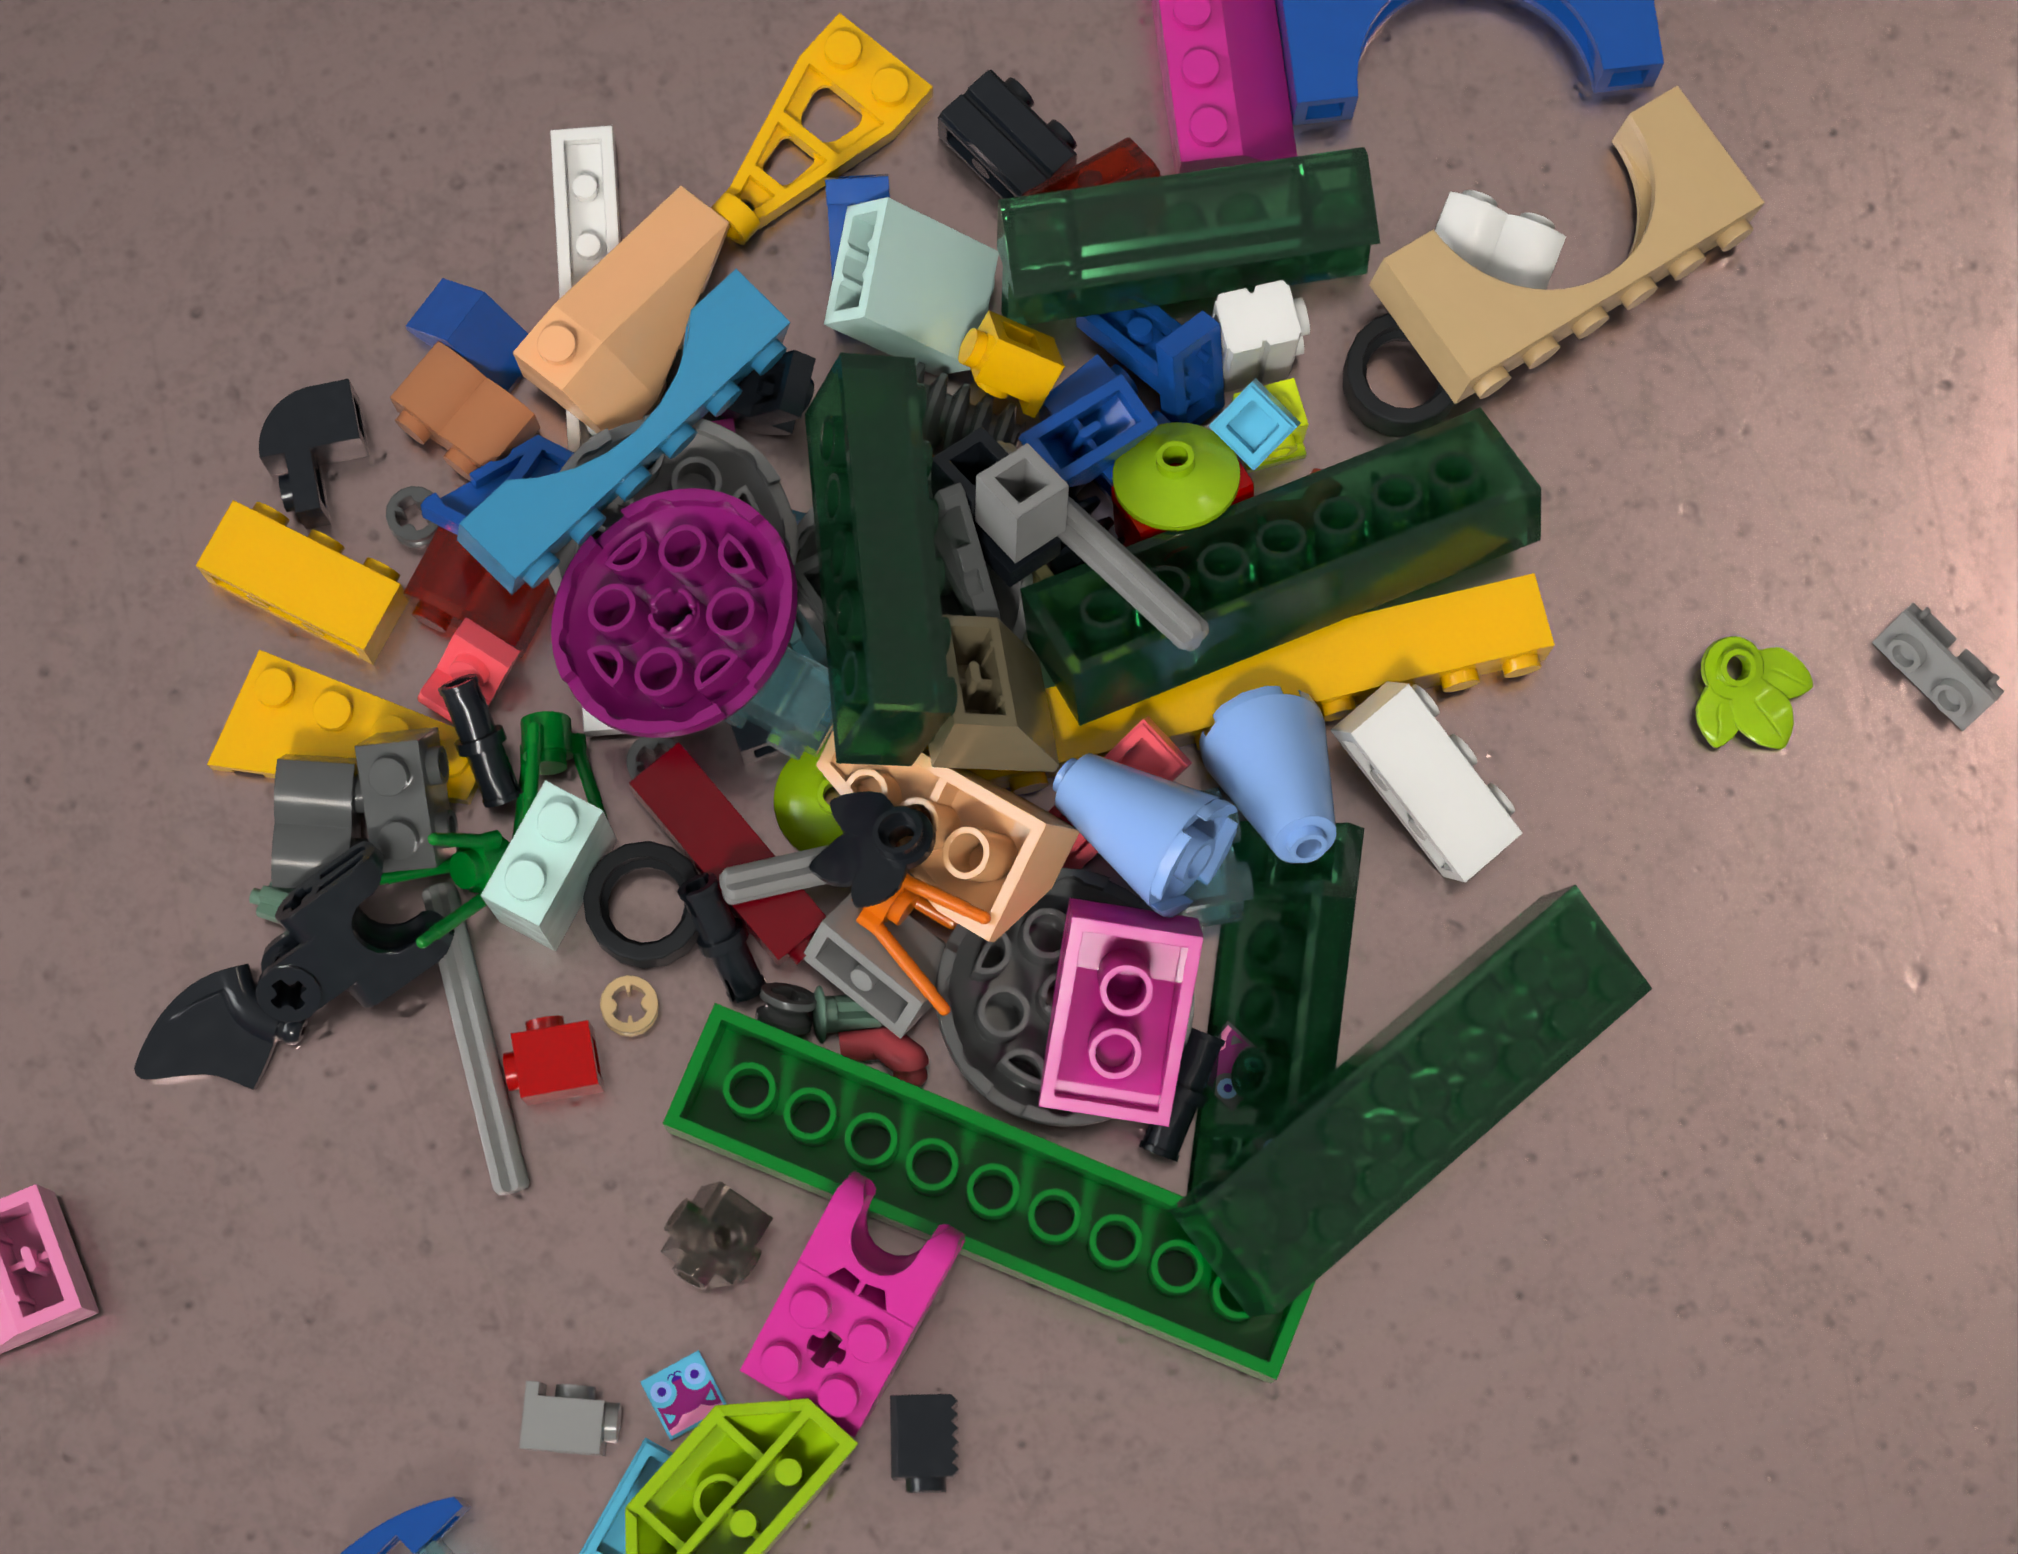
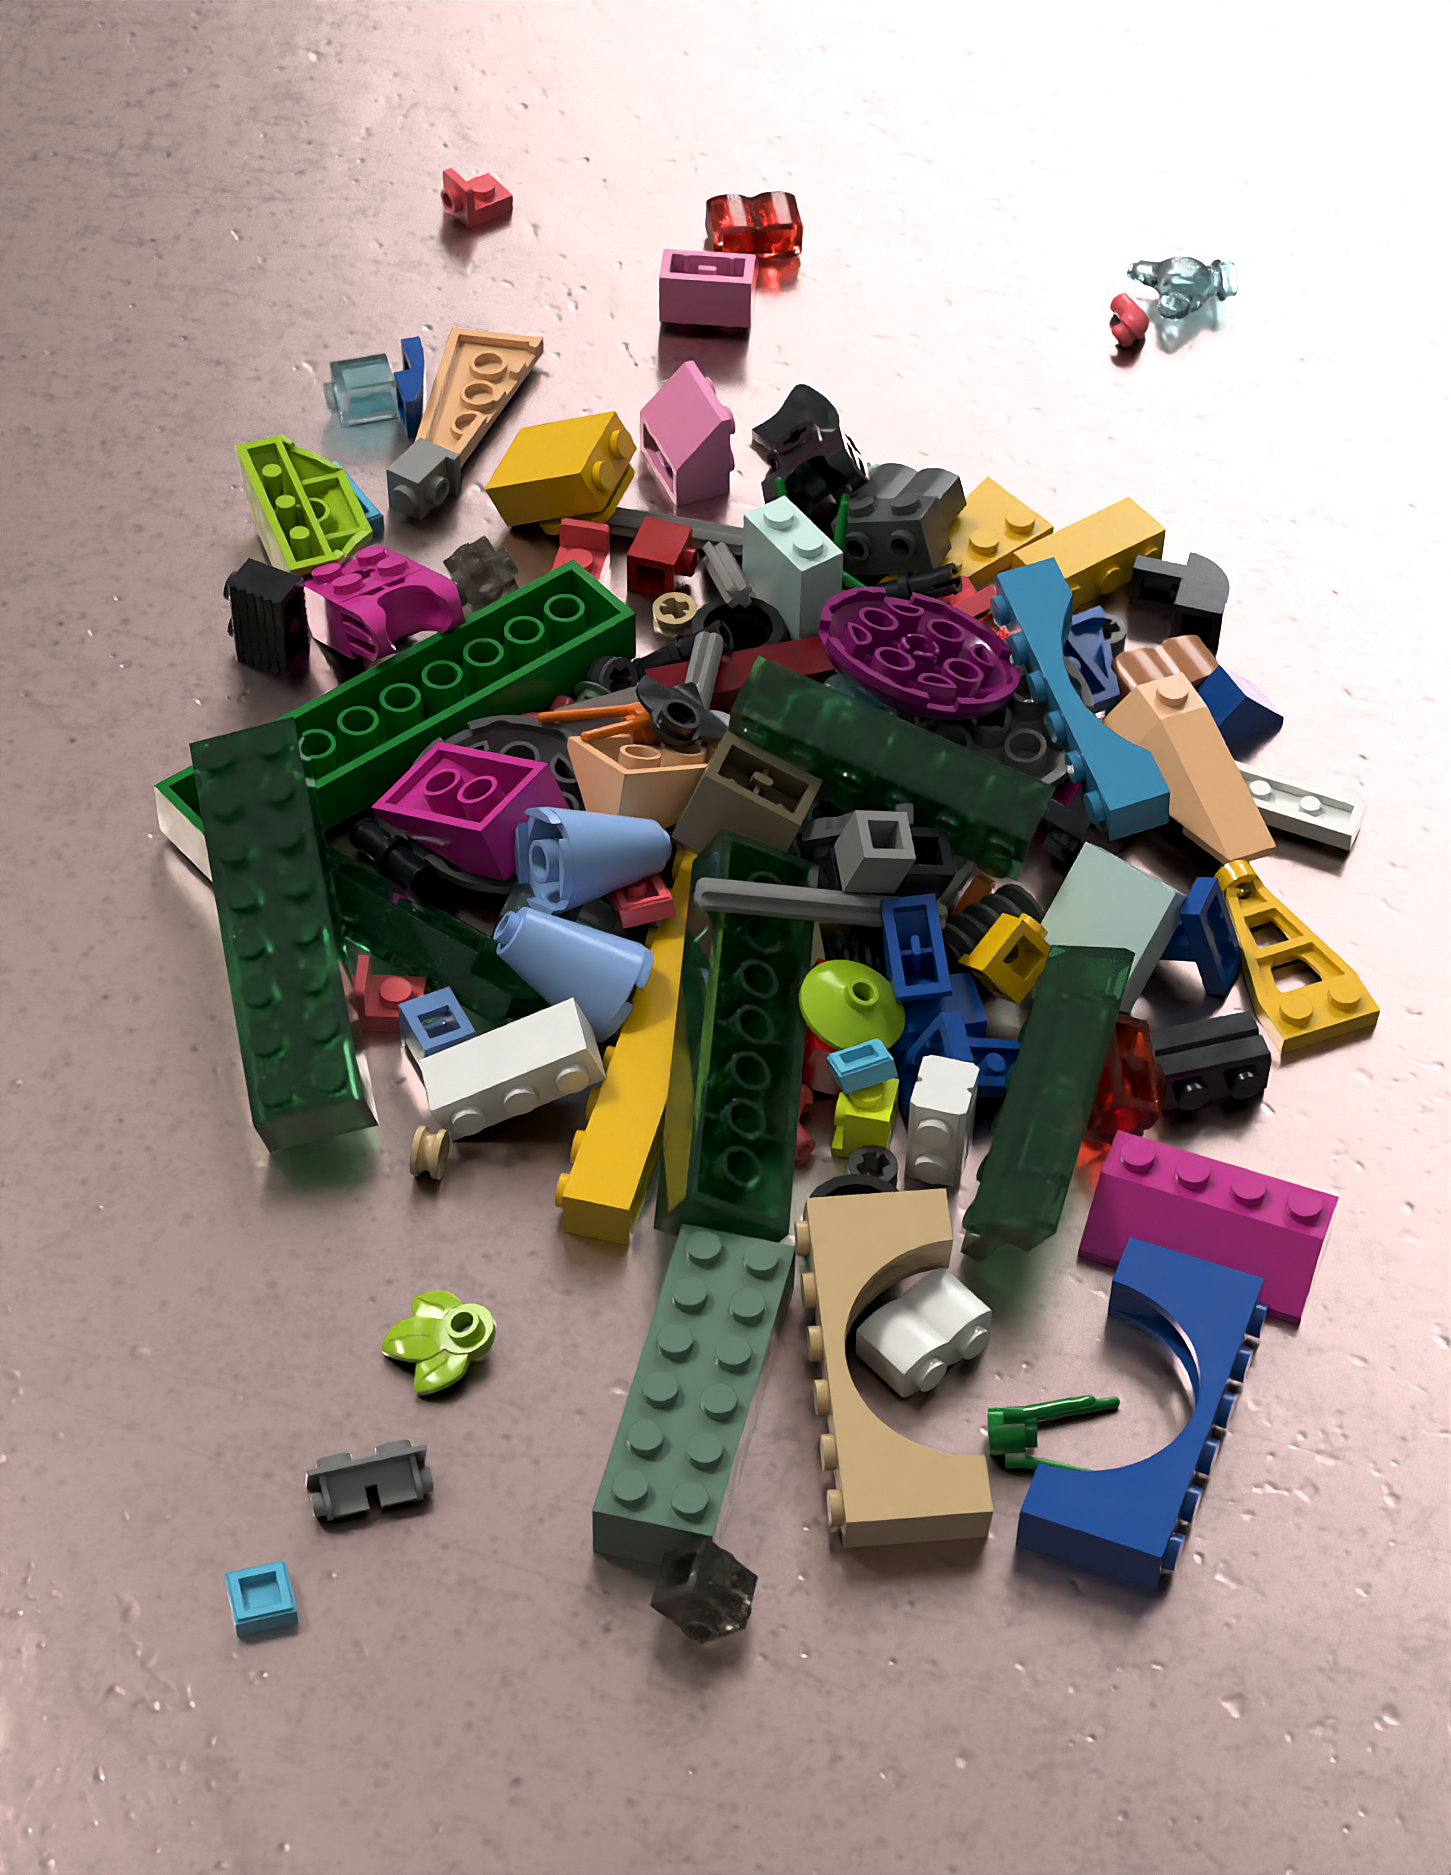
camera: 120 degrees right, 30 degrees down
(343, 1129) = (688, 437): none -> bright pink slope
(352, 1466) = (474, 386): none -> light nougat wing
(493, 1237) = (564, 471): none -> yellow brick
(562, 958) = (727, 575): none -> light grey axle
(602, 1159) = (586, 544): none -> coral bracket
(683, 1394) = (398, 537): tile -> none
(1316, 379) = (874, 1158): none -> dark grey bush
(1375, 988) = (379, 996): none -> coral bracket
(1419, 875) = (437, 1035): none -> medium blue brick
(1548, 824) = (429, 1152): none -> tan bush
(1553, 124) = (1015, 1428): none -> green plant
(1696, 410) = (694, 1395): none -> sand green brick
(1896, 294) = (704, 1591): none -> clear smoke brick

